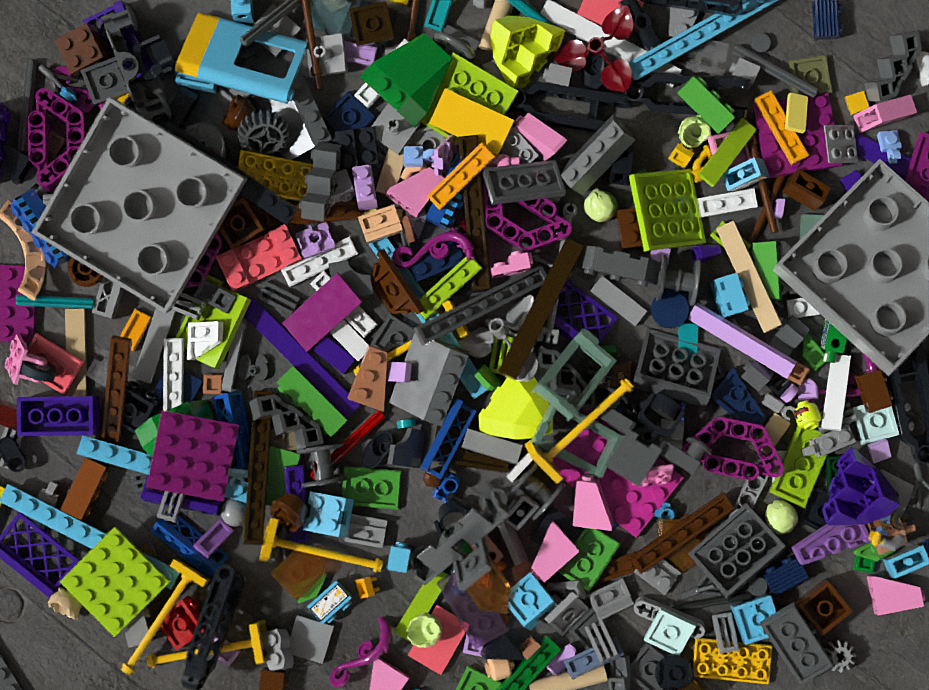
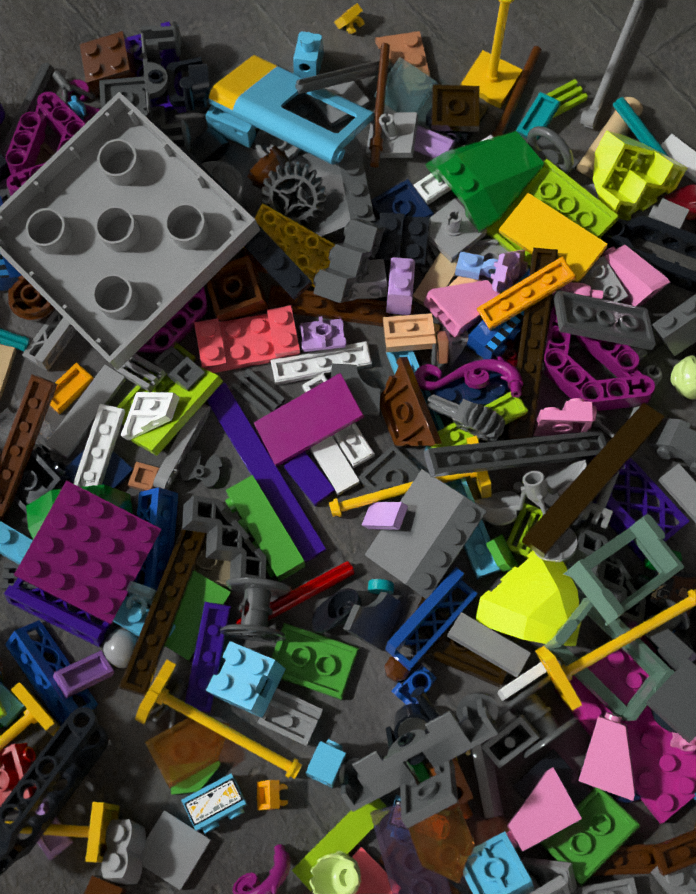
camera: 20 degrees right, 15 degrees down
(167, 517) = (31, 626): light grey tile -> none
(290, 511) = (195, 659): reddish brown cone -> none
(371, 379) = (348, 518): nougat wing -> none
(440, 286) = (470, 417): none -> dark grey gear

